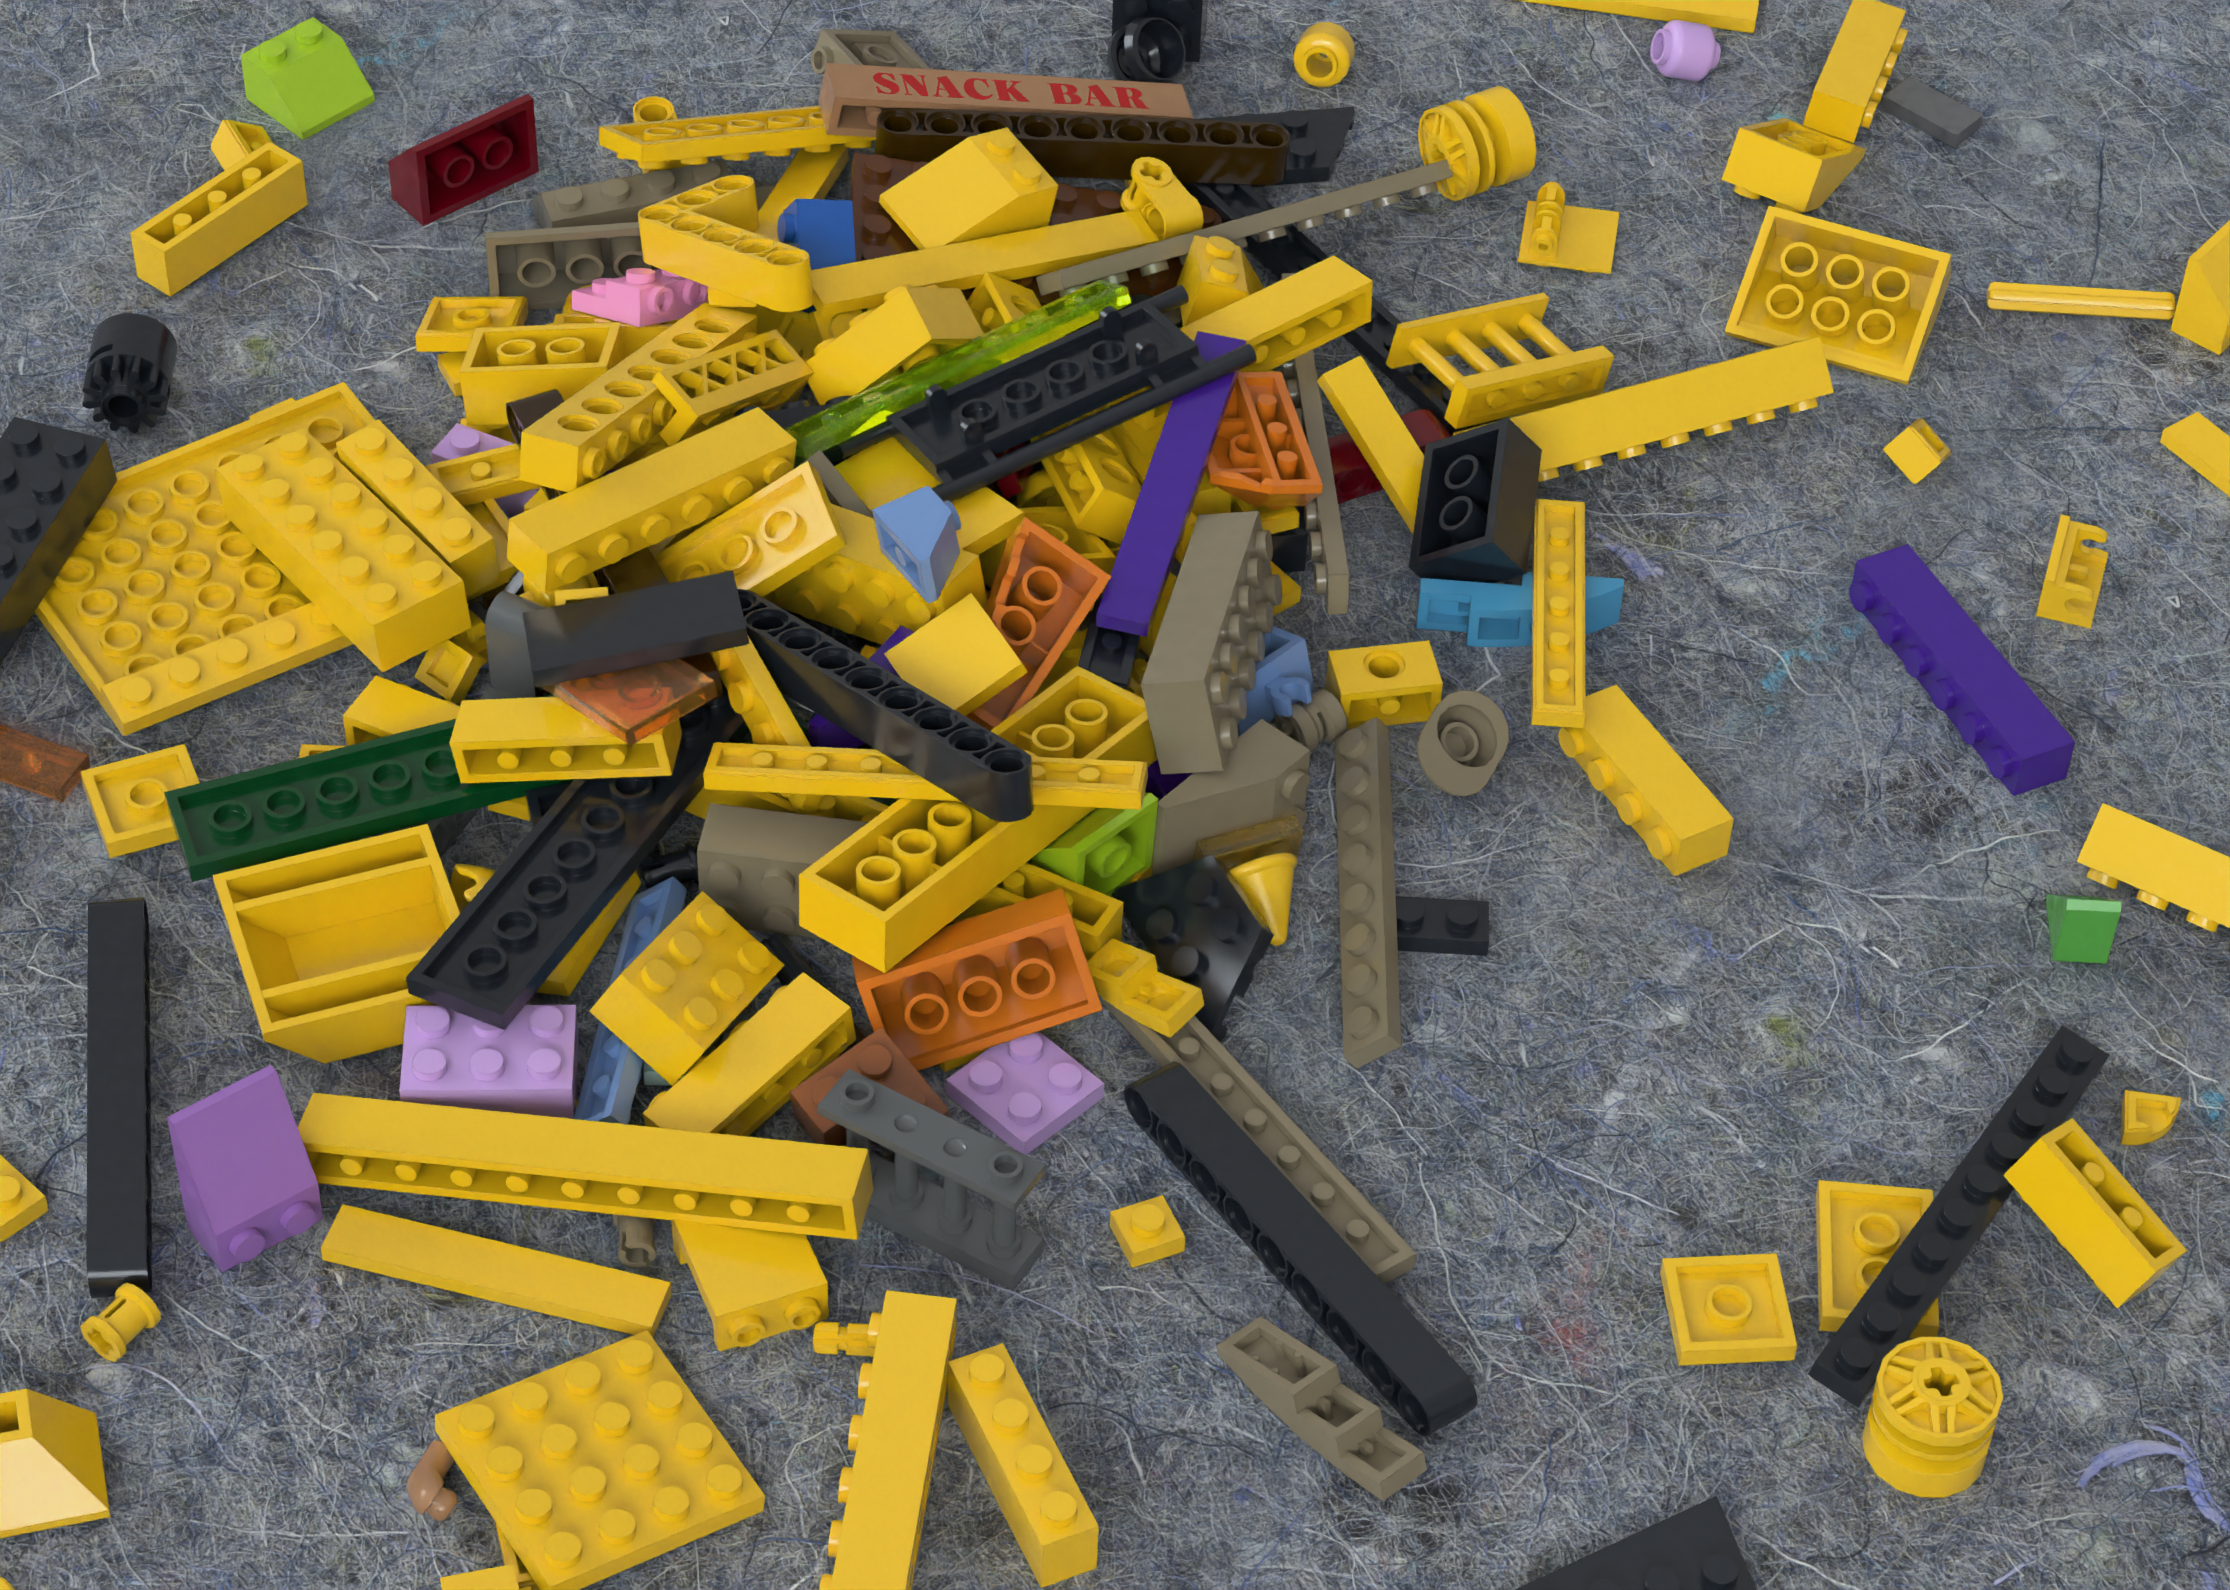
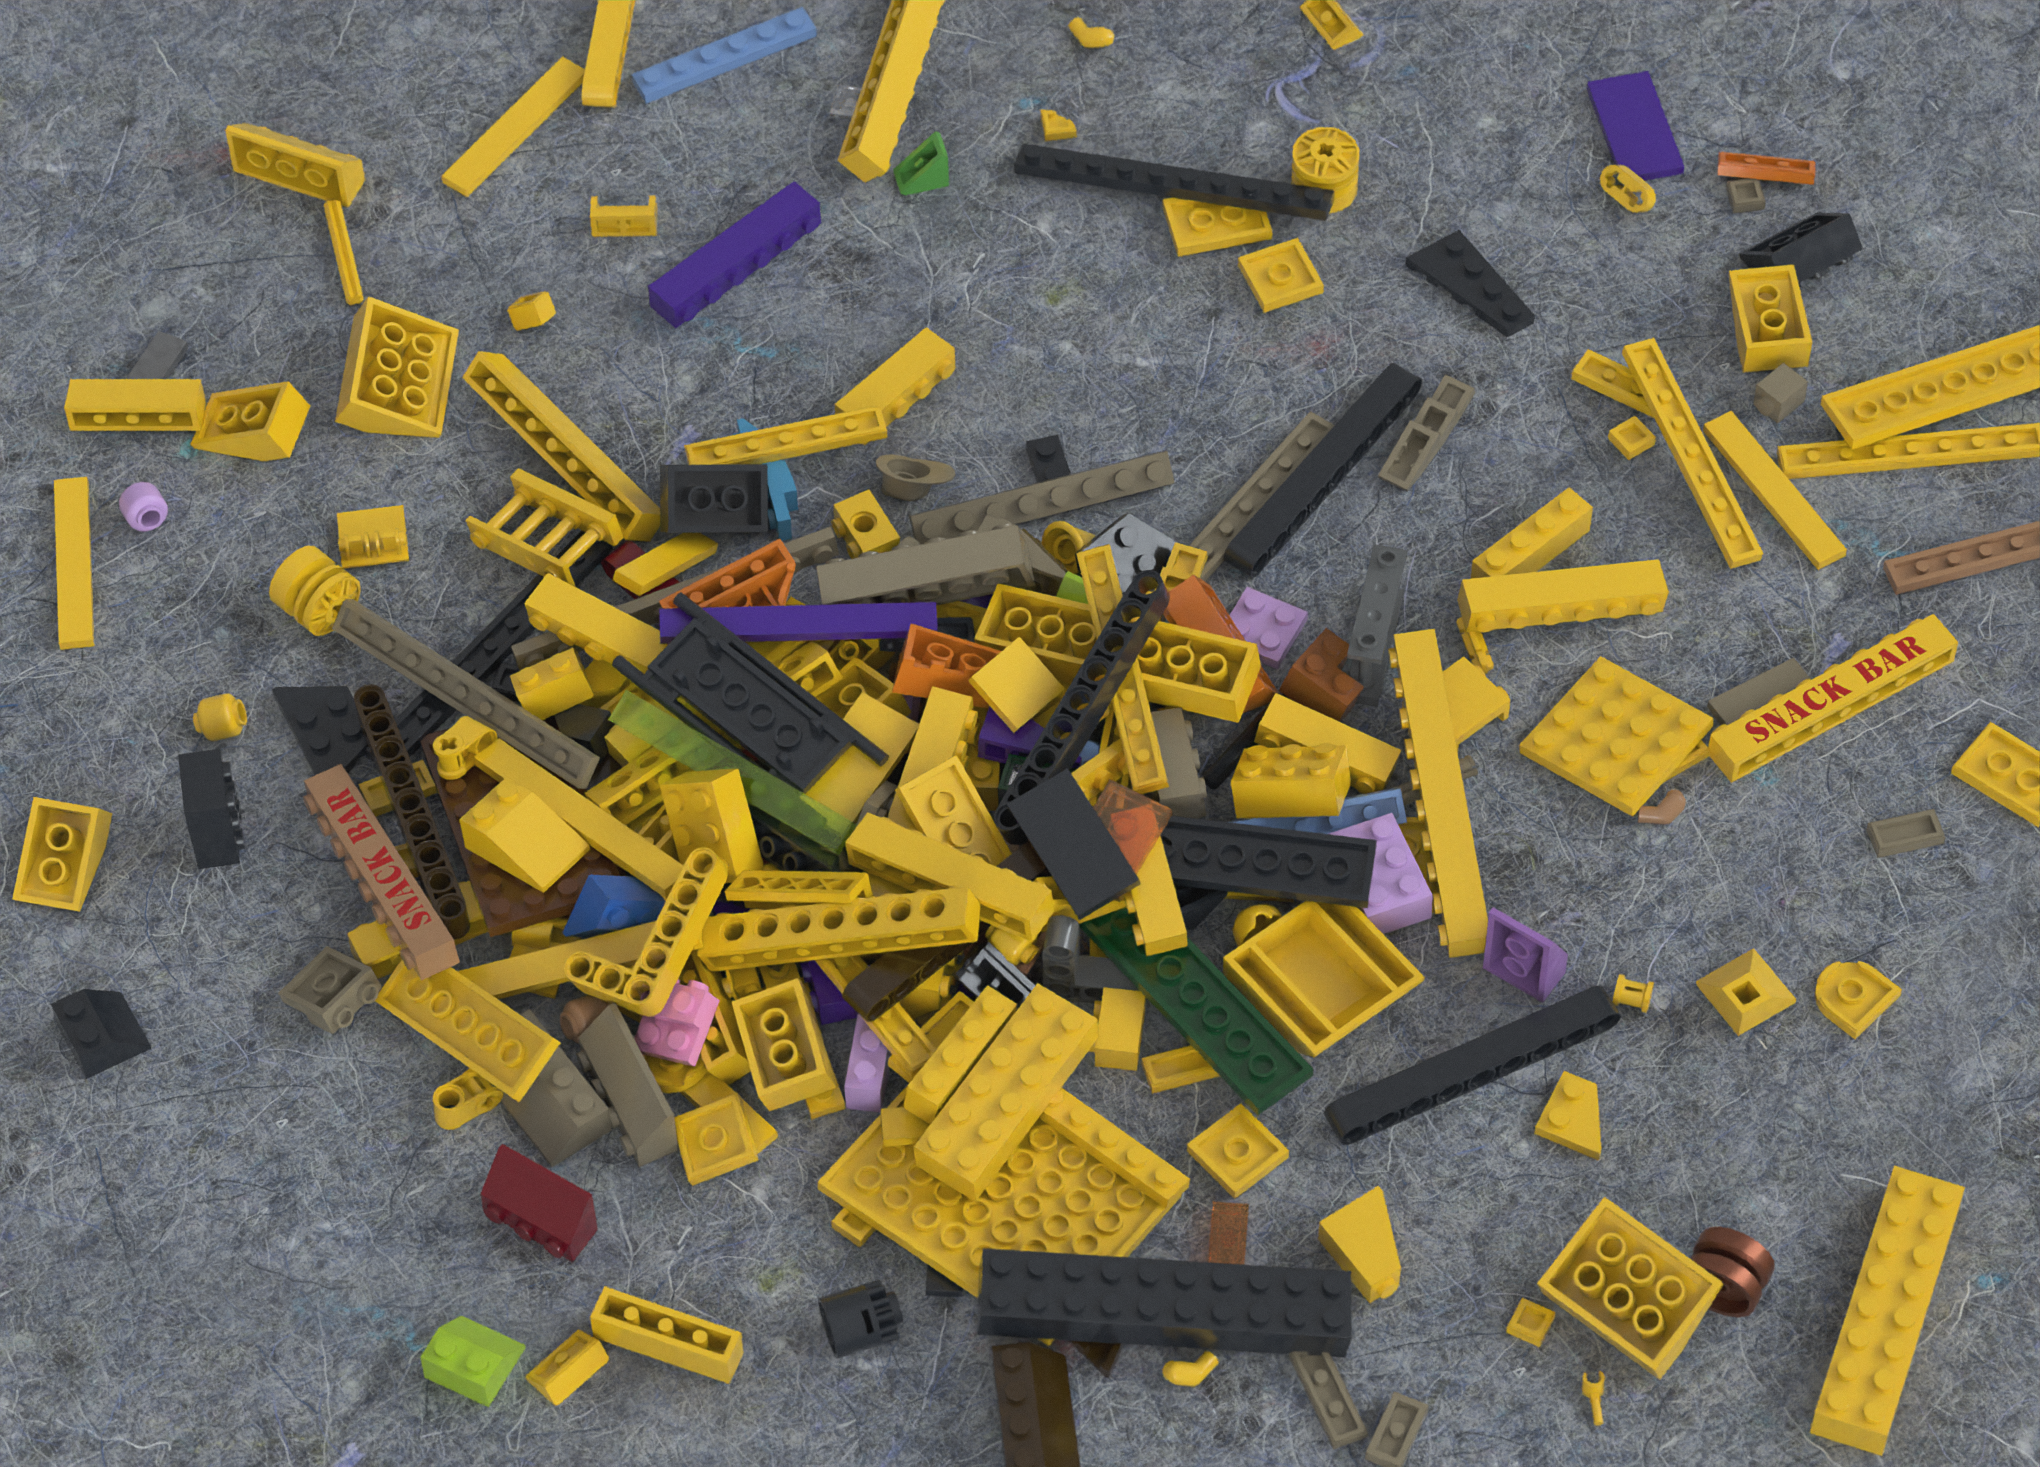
camera: 105 degrees left, 10 degrees up
(496, 1271) = (1508, 832): yellow tile -> none
(920, 539) = (943, 708): medium blue slope -> none
(1146, 51) = (270, 816): black helmet -> none
(1147, 1231) = (1339, 543): yellow plate -> none
(2094, 1213) = (1161, 120): yellow brick -> none

